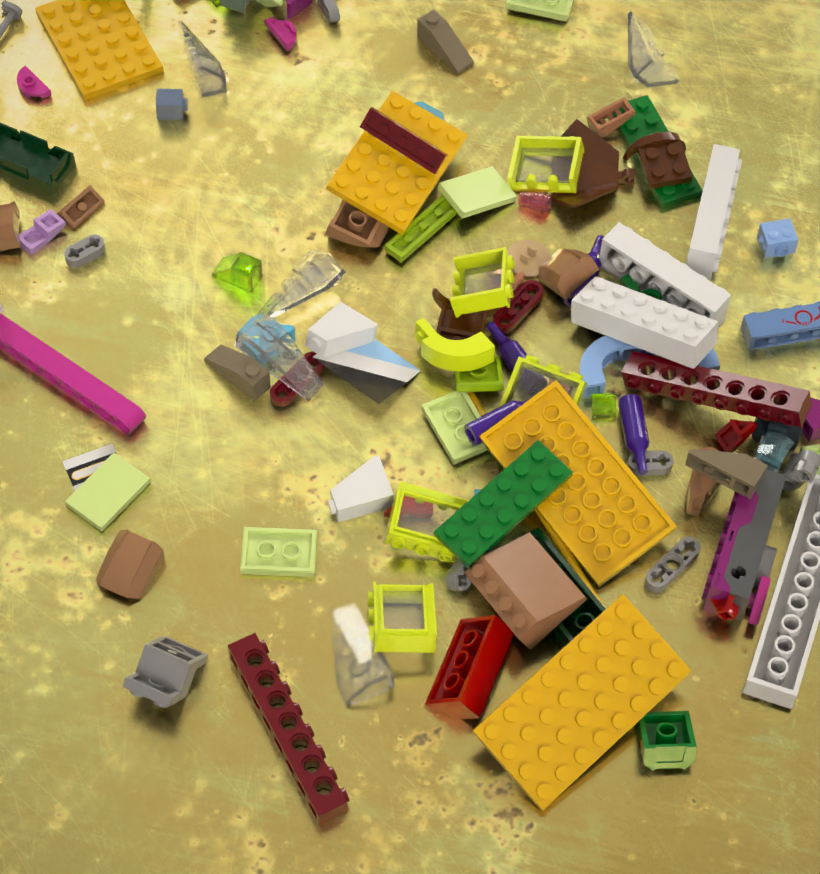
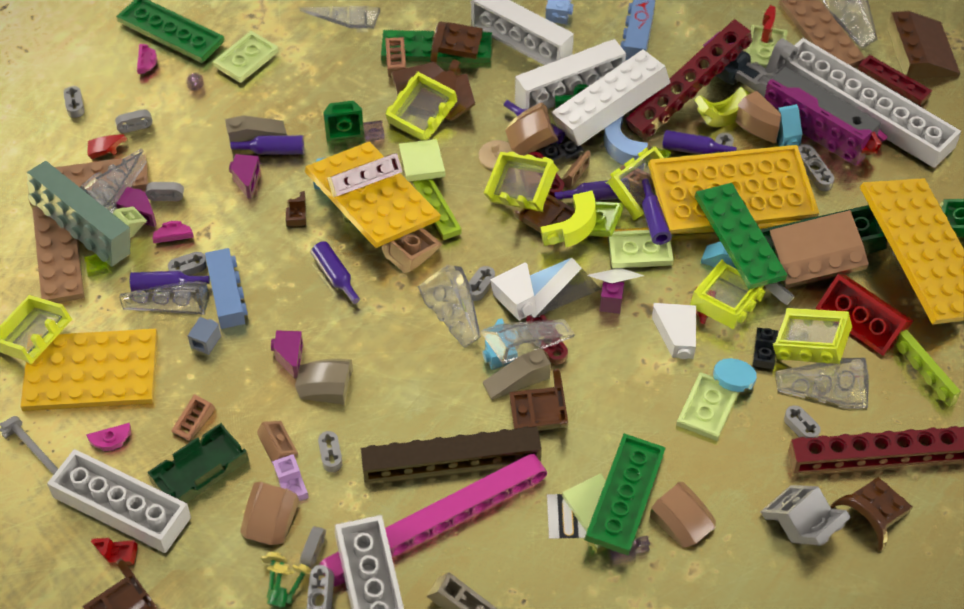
camera: 65 degrees left, 5 degrees down
(72, 527) = (639, 545): none -> plate
(90, 139) = (191, 408): none -> nougat slope
(119, 346) = (449, 453): none -> dark brown brick
(128, 503) = (625, 494): none -> green plate
(163, 217) = (324, 380): none -> dark tan slope
(181, 175) = (288, 350): none -> magenta slope
(205, 402) = (540, 407): none -> reddish brown piece
(209, 741) = (879, 505): none -> reddish brown piece
(218, 46) = (146, 280): none -> dark purple piece
(233, 97) = (225, 288): none -> medium blue brick
(239, 271) = (415, 342): clear neon green slope -> none
(247, 62) = (187, 263): none -> light grey beam
(288, 642) = (801, 423): none -> light grey beam
(297, 172) = (334, 269): none -> dark purple piece
(325, 561) = (734, 374): none -> medium azure tile
(344, 296) = (484, 285): none -> light grey beam
(353, 117) = (296, 211): none -> reddish brown slope
(364, 582) = (764, 352): none -> black slope
(382, 58) = (245, 173): none -> magenta slope
(384, 417) = (611, 297): none -> magenta slope
(401, 410) = (615, 275): none -> white sticker
(426, 743) = (928, 368): none -> lime plate
(433, 66) = (272, 145): none -> dark purple piece
(488, 106) = (343, 120): none -> green slope
(498, 139) = (374, 130): none -> plate
(536, 201) = (449, 128): clear pink cone -> none
(539, 334) = (576, 170): none -> medium nougat slope
(558, 313) = (564, 153): none -> black slope
(692, 433) = (723, 112): none -> neon yellow arch
(707, 515) = (790, 126): none -> medium azure slope
(730, 469) = (778, 87): dark tan slope -> none
(734, 434) = (722, 87): red slope -> none
(774, 449) = (757, 66): clear light blue piece -> none

